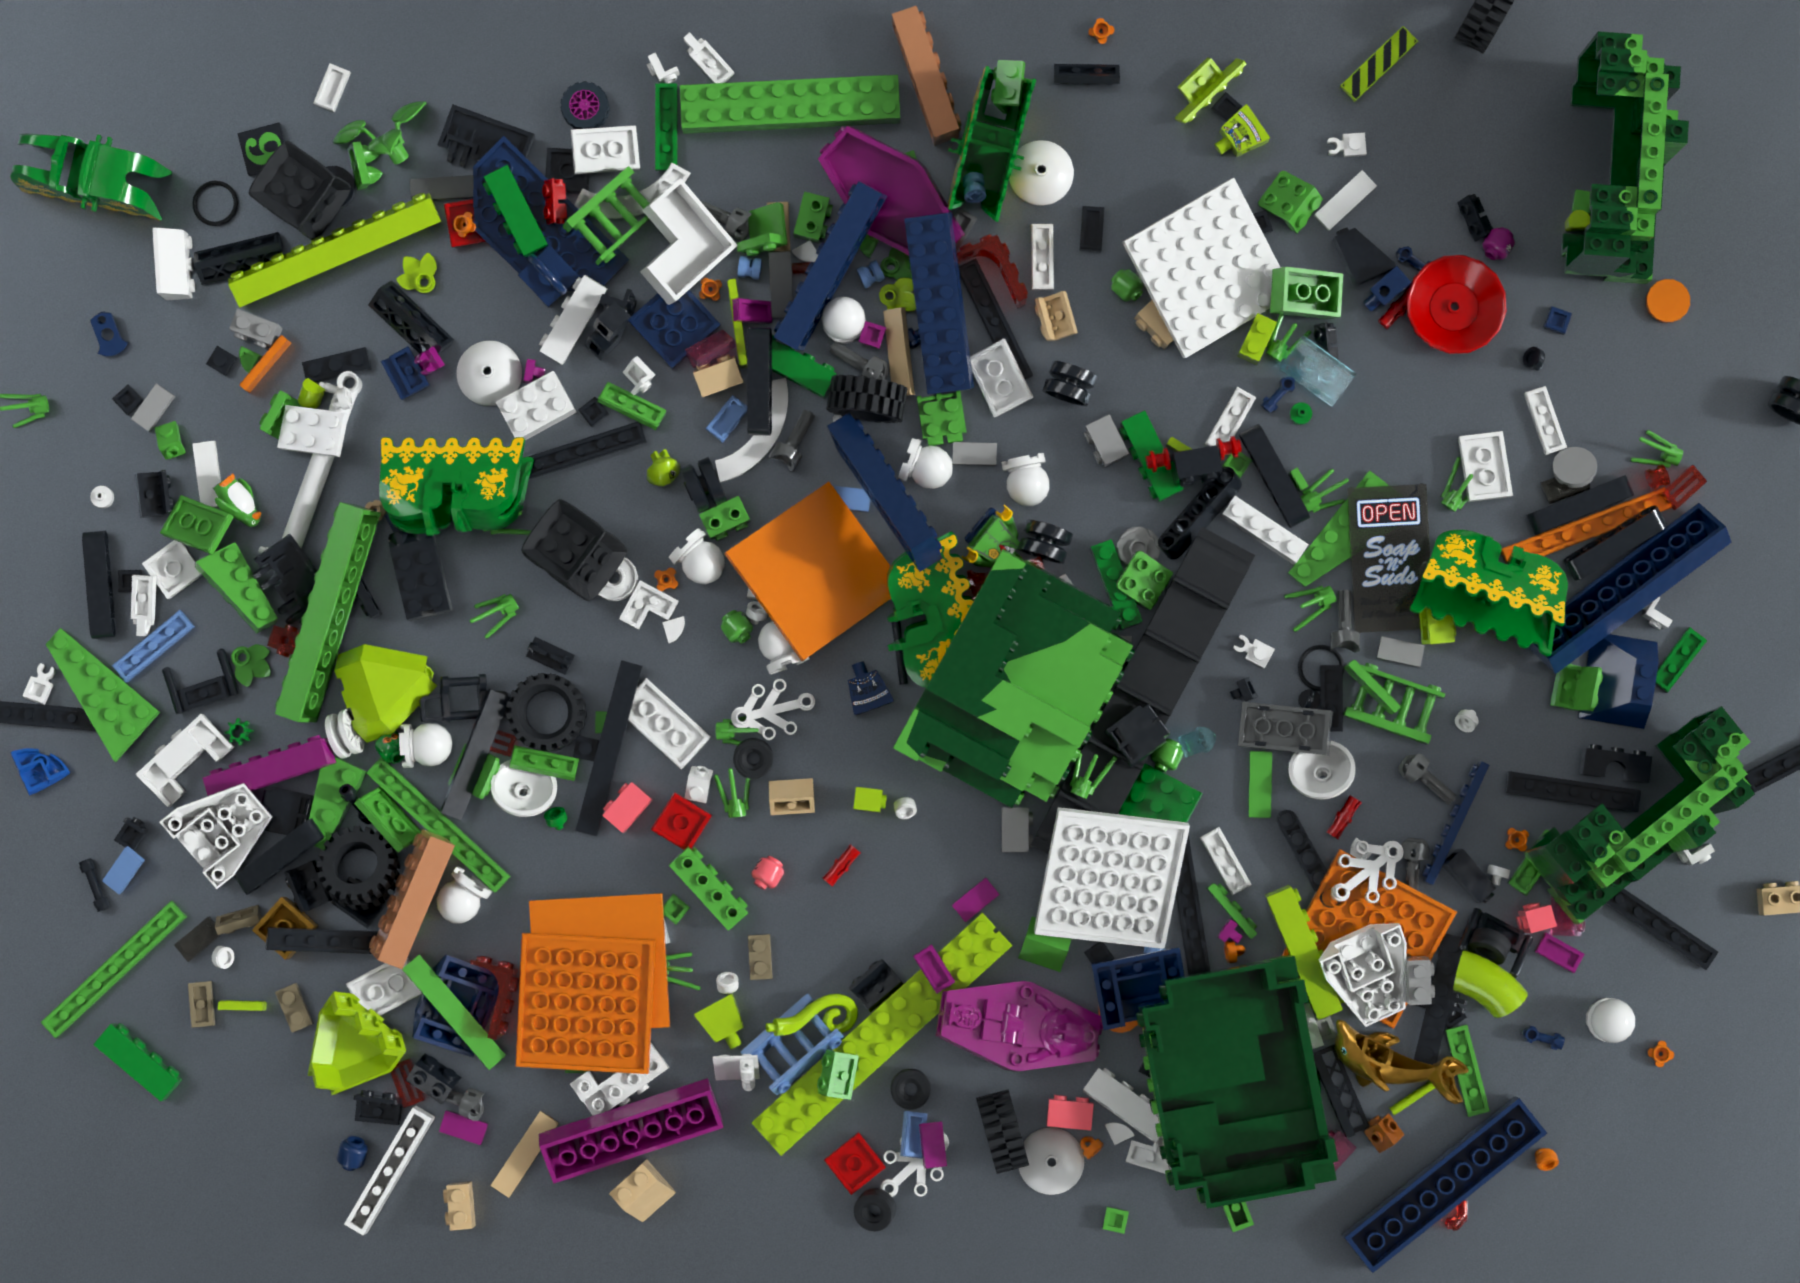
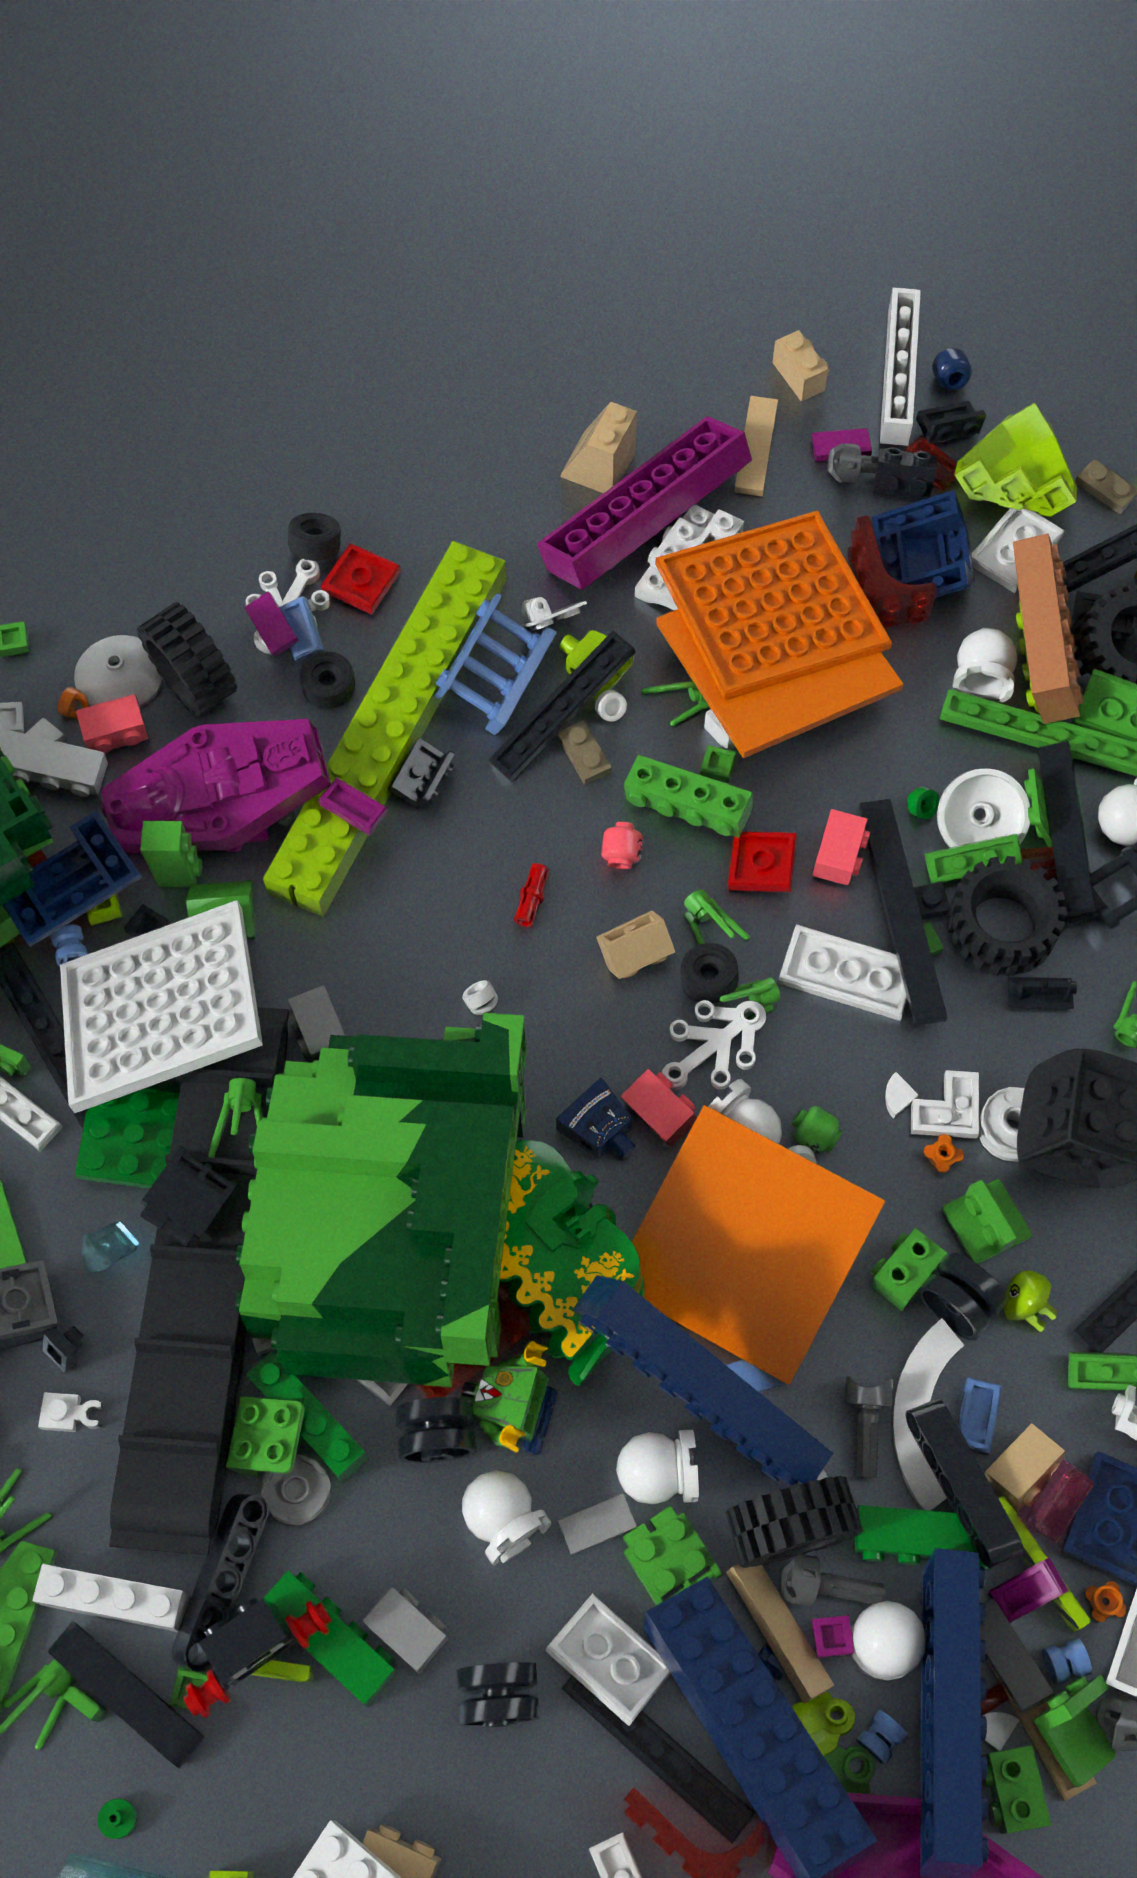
camera: 150 degrees right, 20 degrees down
(453, 1012) = (927, 540): bright green tile -> none
(662, 526) = (986, 1221): none -> bright green bracket
(698, 784) = (764, 916): white bracket -> none
(700, 559) = (914, 1192): white tile -> none
(761, 992) = (562, 706): none -> black tile
(792, 1024) = (504, 680): lime plant -> none
(825, 681) = (660, 1107): none -> coral brick
(837, 1074) = (421, 640): bracket -> none
(868, 245) = (906, 1783): bright green tile -> none
(869, 800) = (531, 979): lime brick -> none
(975, 899) = (337, 925): magenta tile -> none
(1055, 316) = (566, 1800): tan bracket -> none
(1065, 985) = (170, 854): none -> bright green brick
(1167, 756) = (132, 1209): bright green head -> none
(1231, 417) = (226, 1757): white tile -> none
(1286, 385) = (155, 1855): dark blue bar -> none

